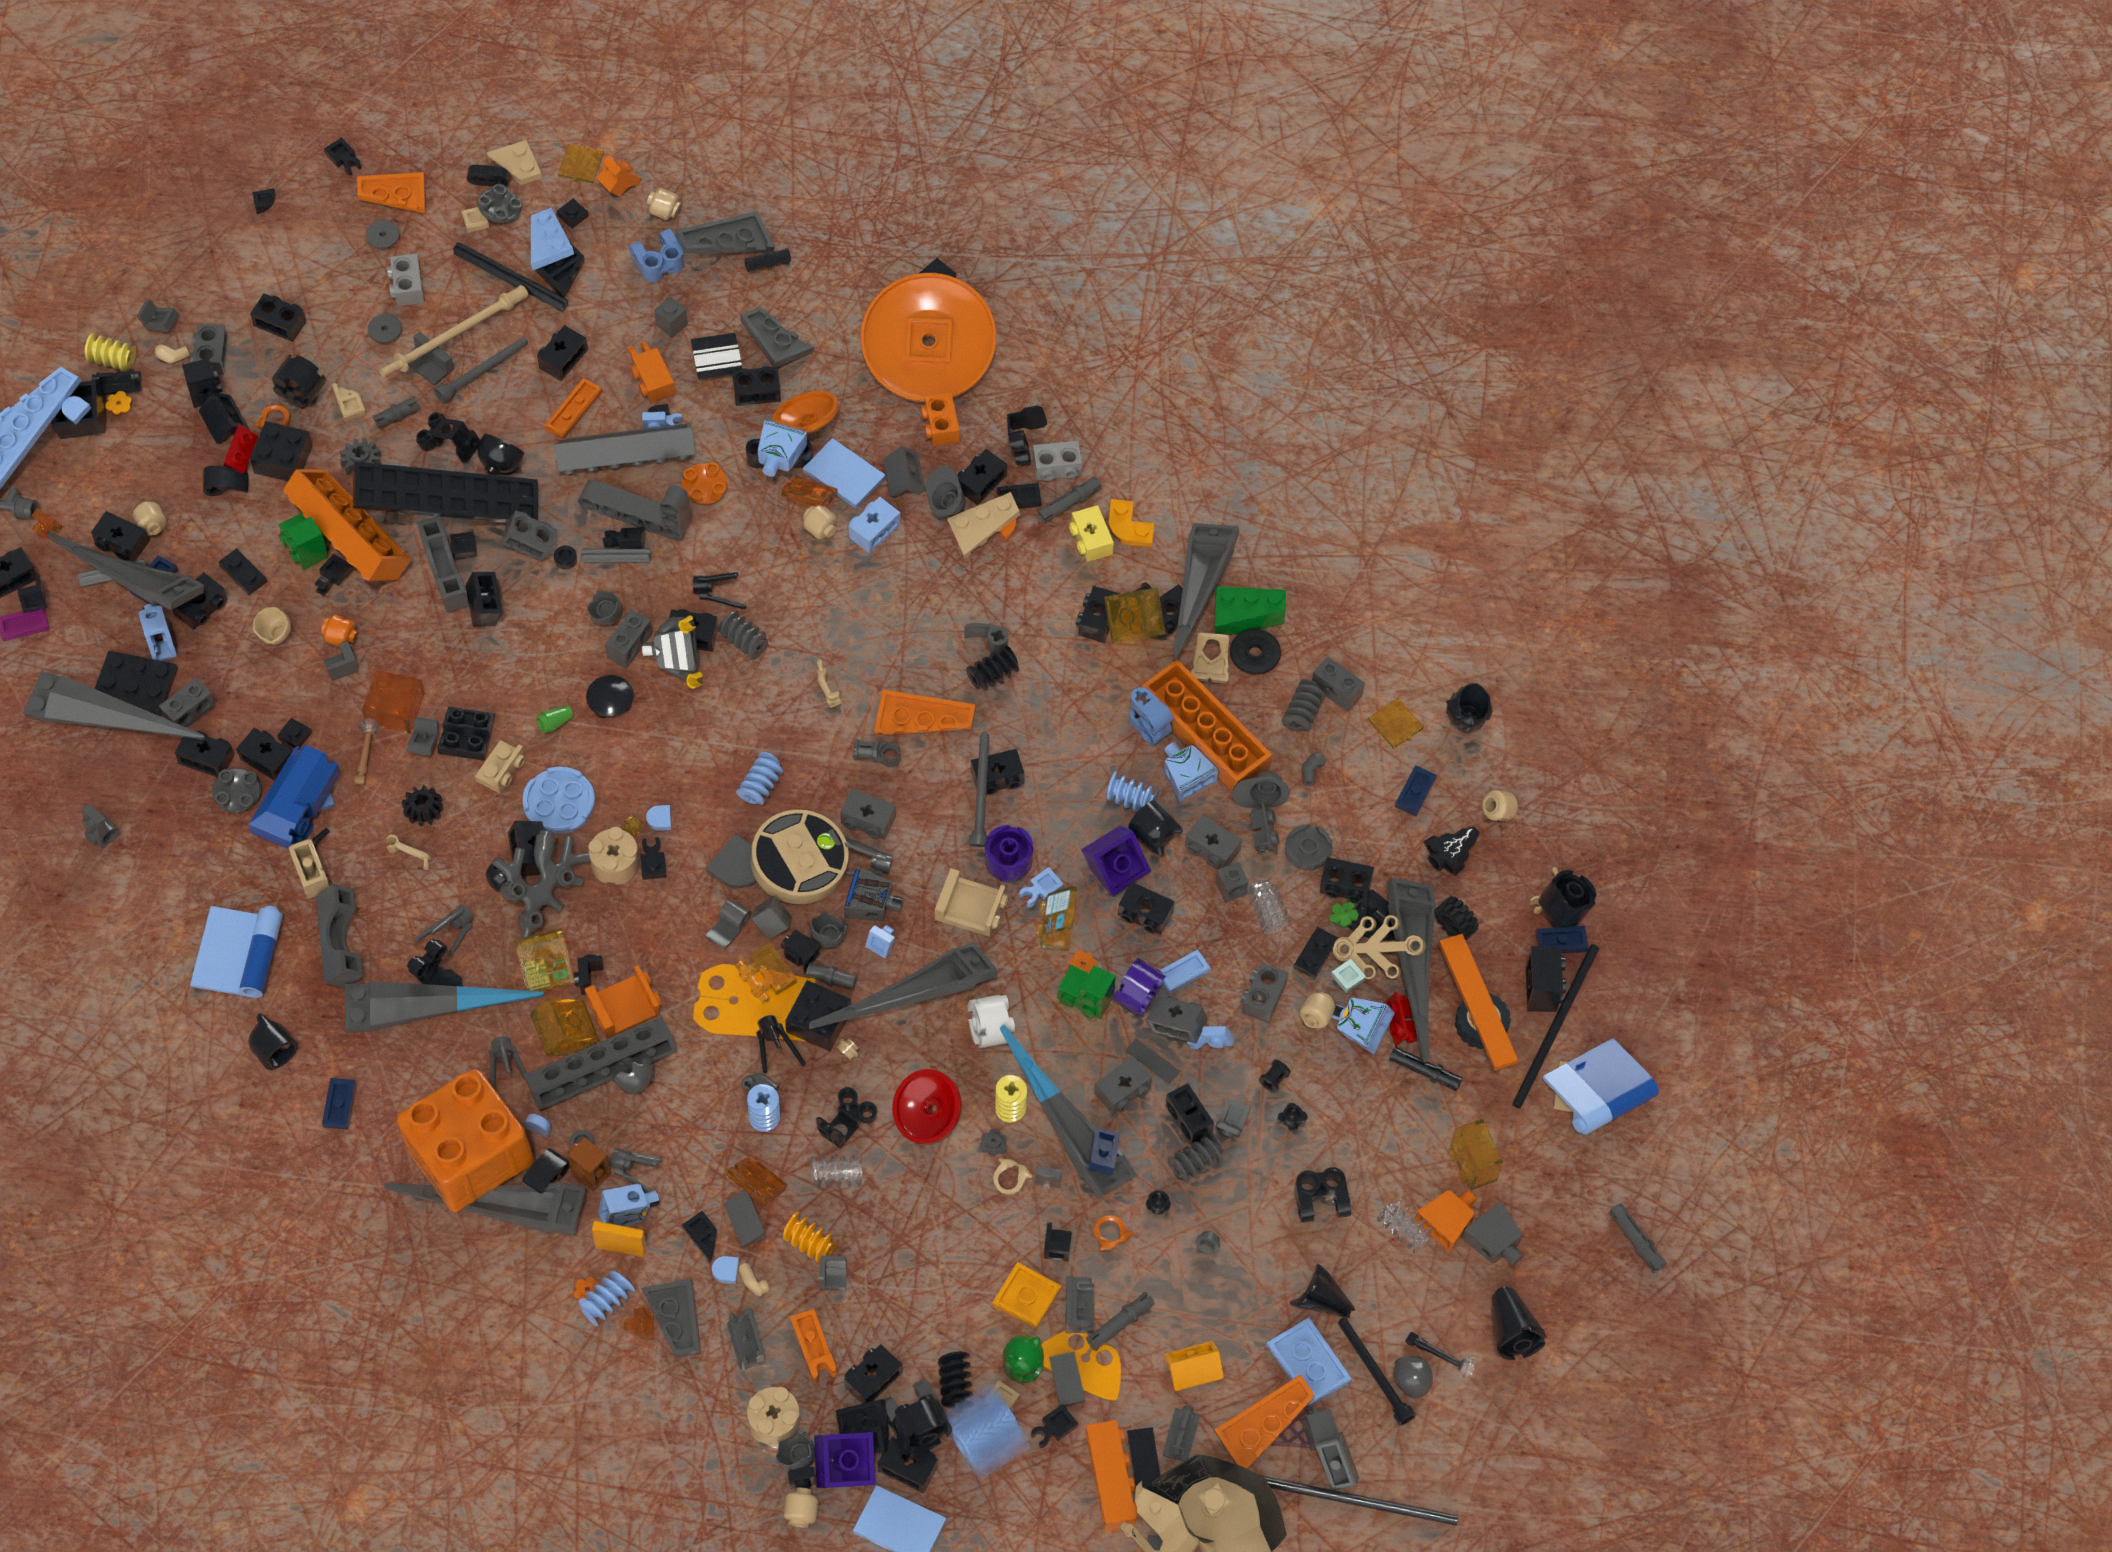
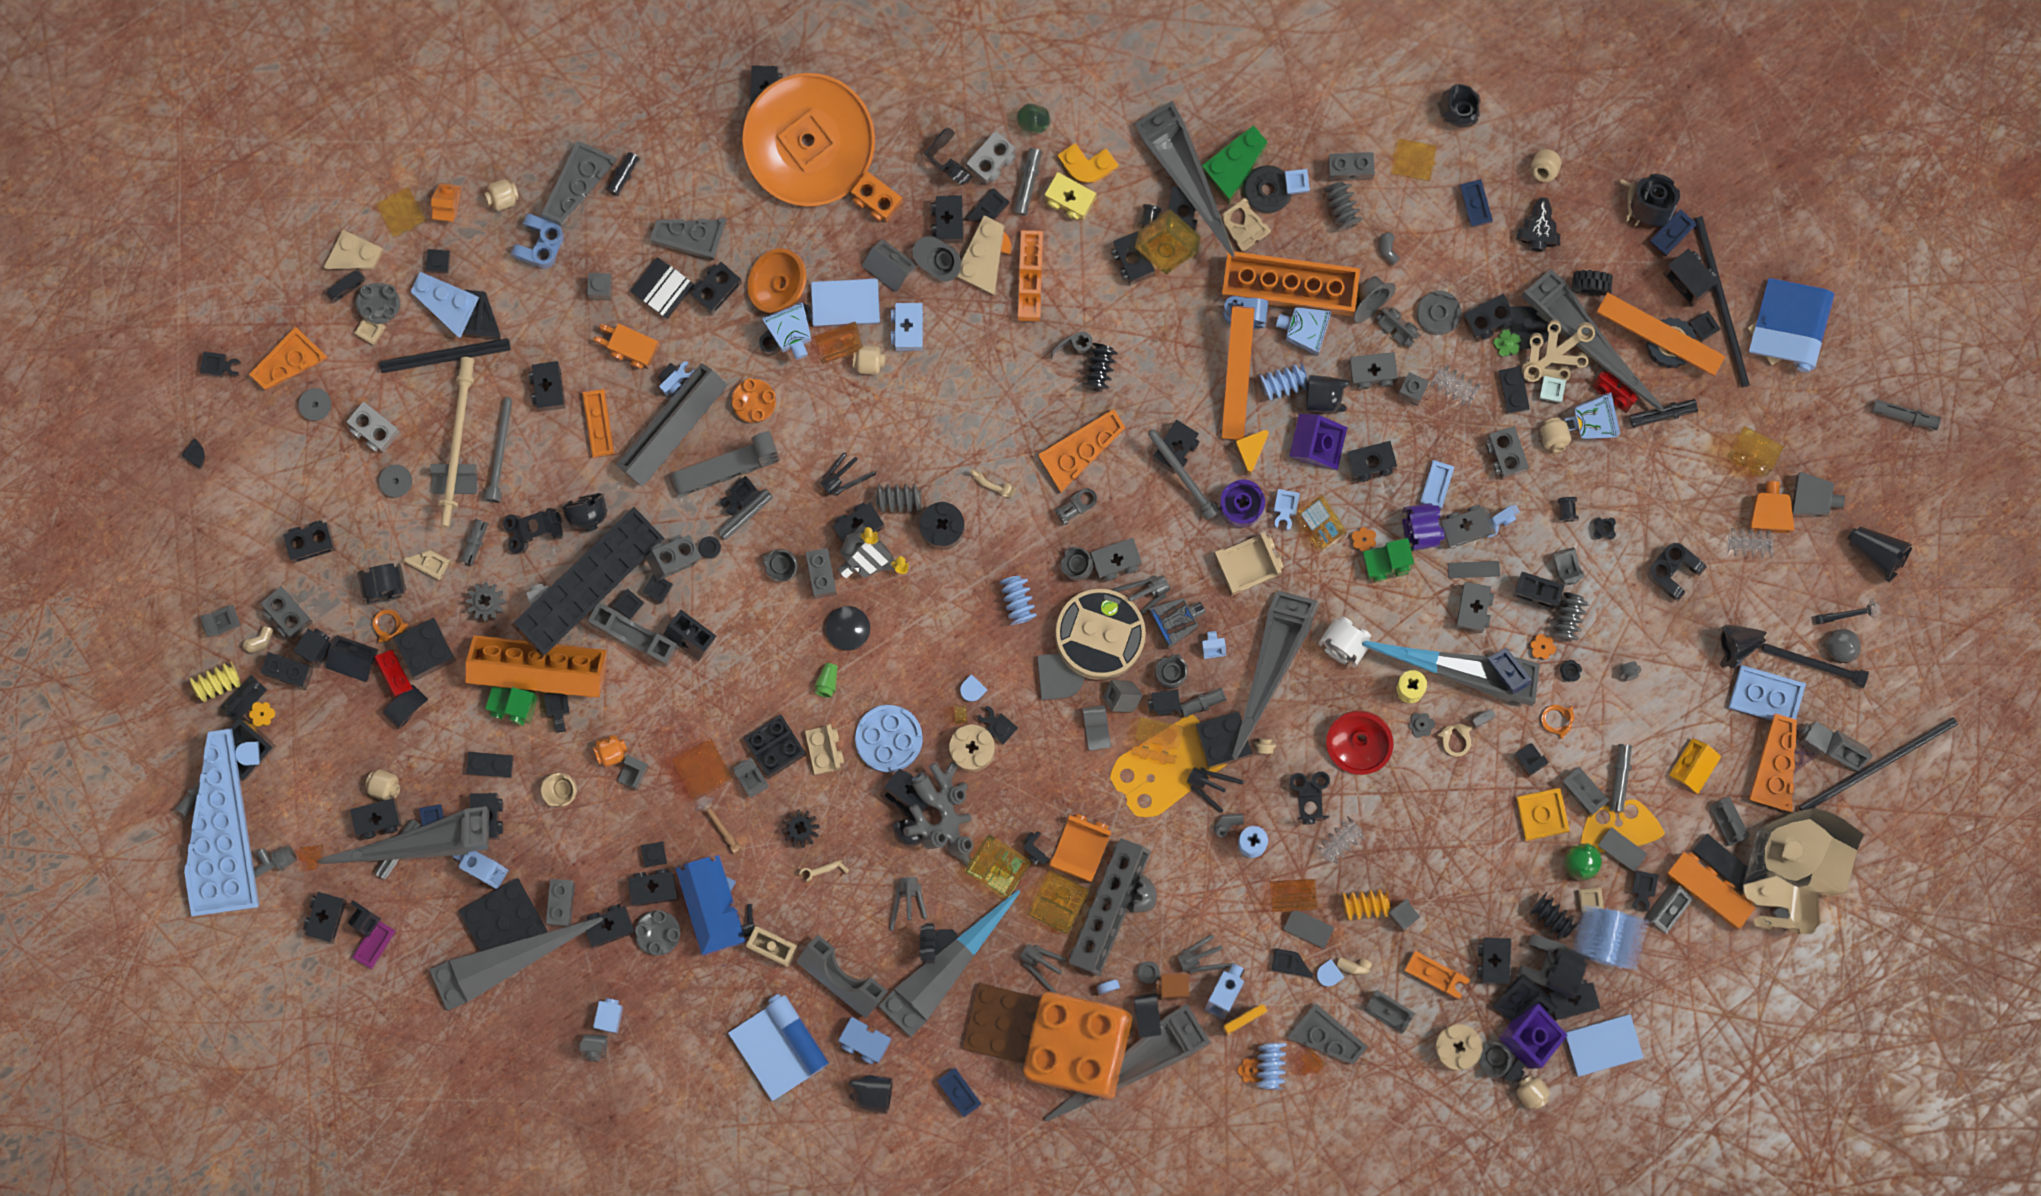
camera: 35 degrees left, 20 degrees up
(135, 816) = (608, 1015): none -> light blue brick
(167, 386) = (287, 671): none -> black brick
(307, 1000) = (859, 1039): none -> medium blue brick
(420, 1073) = (1001, 1023): none -> reddish brown plate
(496, 552) = (658, 589): none -> black plate
(756, 679) = (942, 513): none -> black brick
(833, 793) = (1077, 563): none -> dark grey hair
(1005, 565) = (1030, 275): none -> orange slope
(1057, 822) = (1250, 449): none -> light orange slope
(1063, 1462) = (1669, 907): none -> dark grey slope
(1098, 752) = (1238, 372): none -> orange tile
(1117, 458) = (1033, 118): none -> clear green head
(1152, 1159) = (1541, 640): none -> orange plant
(1282, 660) = (1297, 181): none -> light blue tile
(1523, 1030) = (1704, 326): none -> black plate

